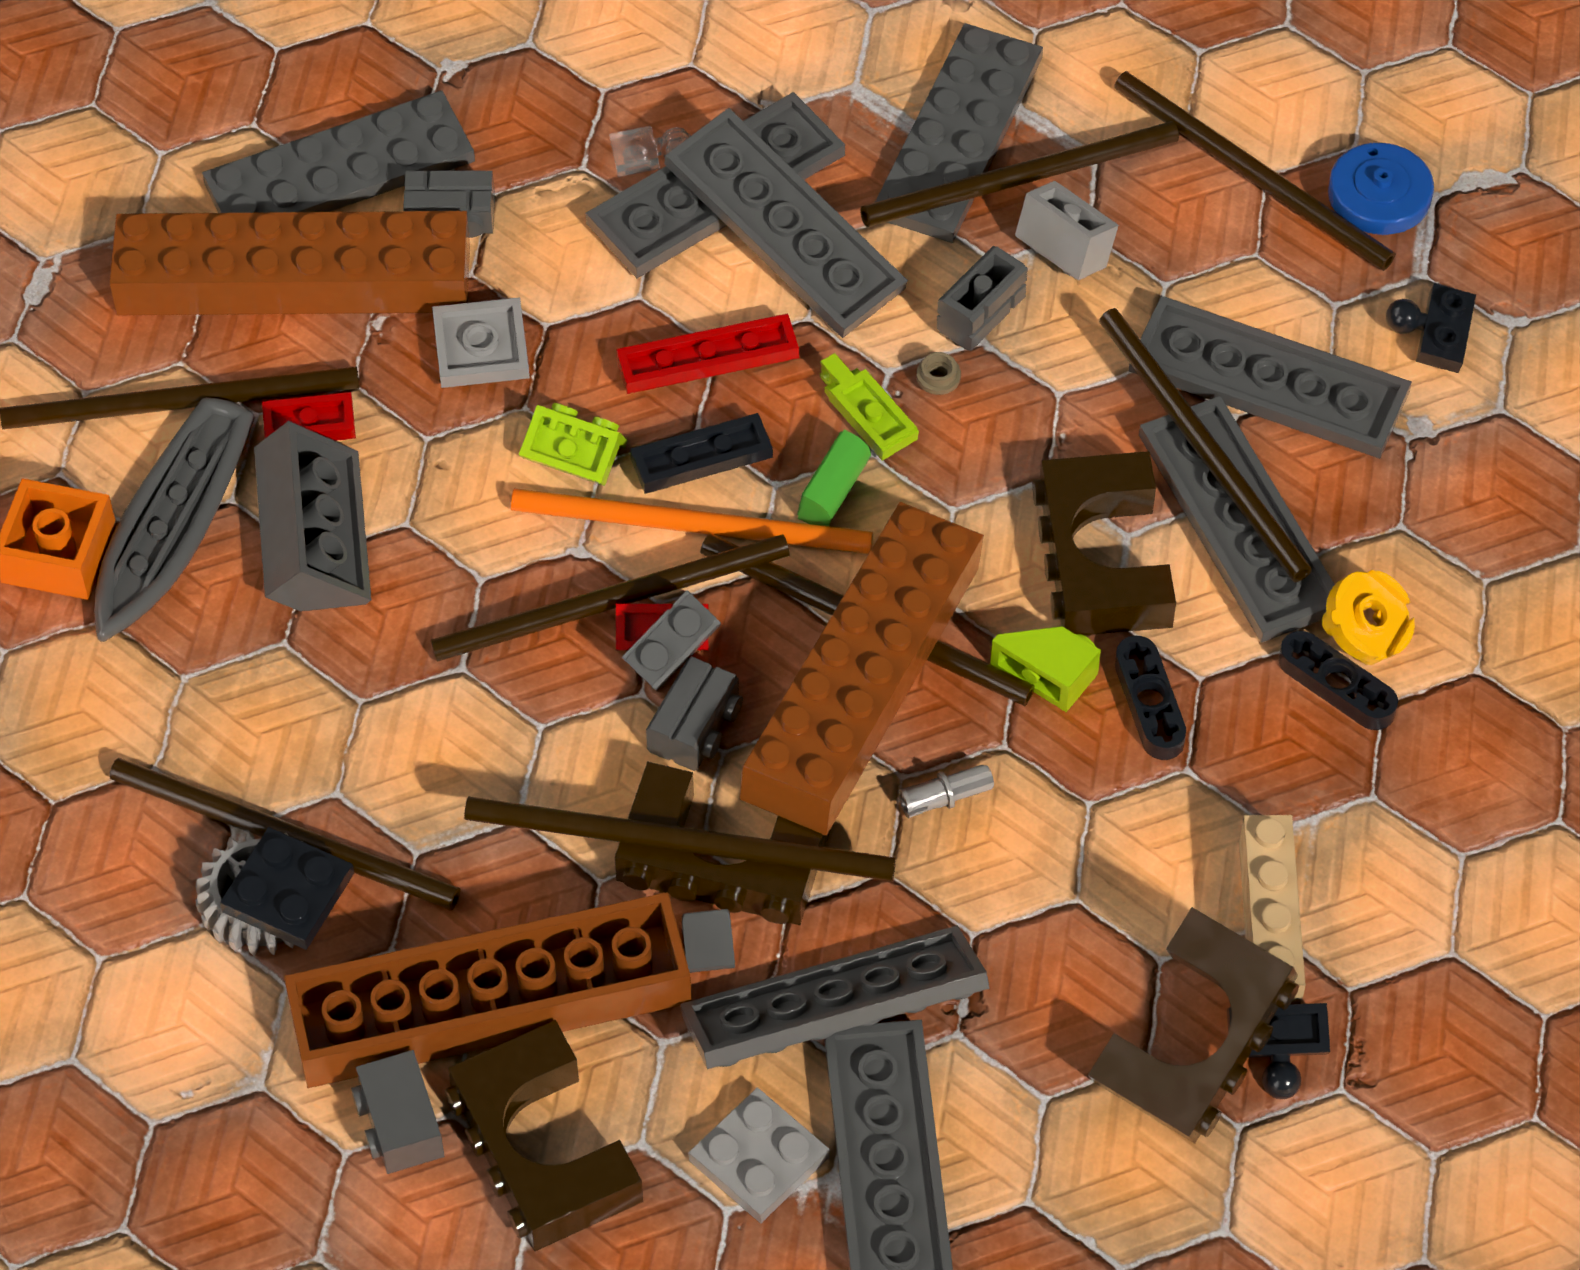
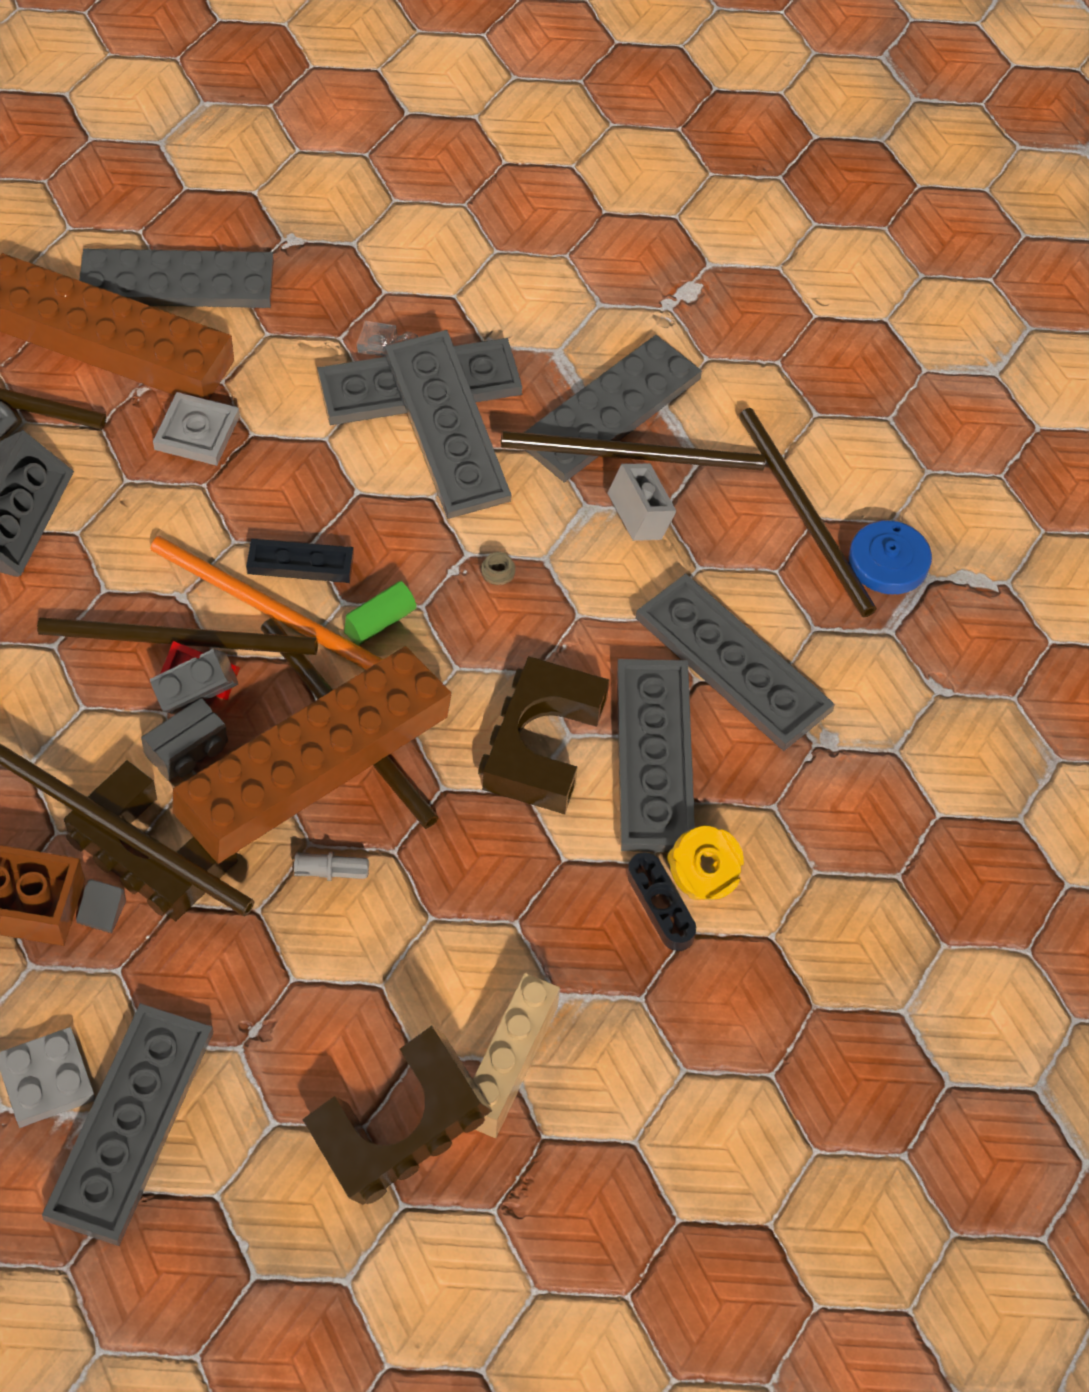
camera: 20 degrees right, 0 degrees up
(324, 414) = (58, 437): red plate -> none
(454, 192) = (247, 327): dark grey brick -> none
(572, 444) = (215, 520): lime bracket -> none
(707, 353) = (345, 494): red plate -> none
(834, 997) = (158, 983): dark grey plate -> none
(867, 407) = (433, 574): lime hinge -> none
(982, 298) = (554, 526): dark grey brick -> none
(1050, 659) = (457, 802): lime slope -> none
(1146, 716) = (521, 872): black beam -> none
(1205, 445) = (654, 693): dark brown piece -> none
(1296, 1032) = (471, 1150): black plate -> none
(1443, 325) = (882, 674): black plate -> none

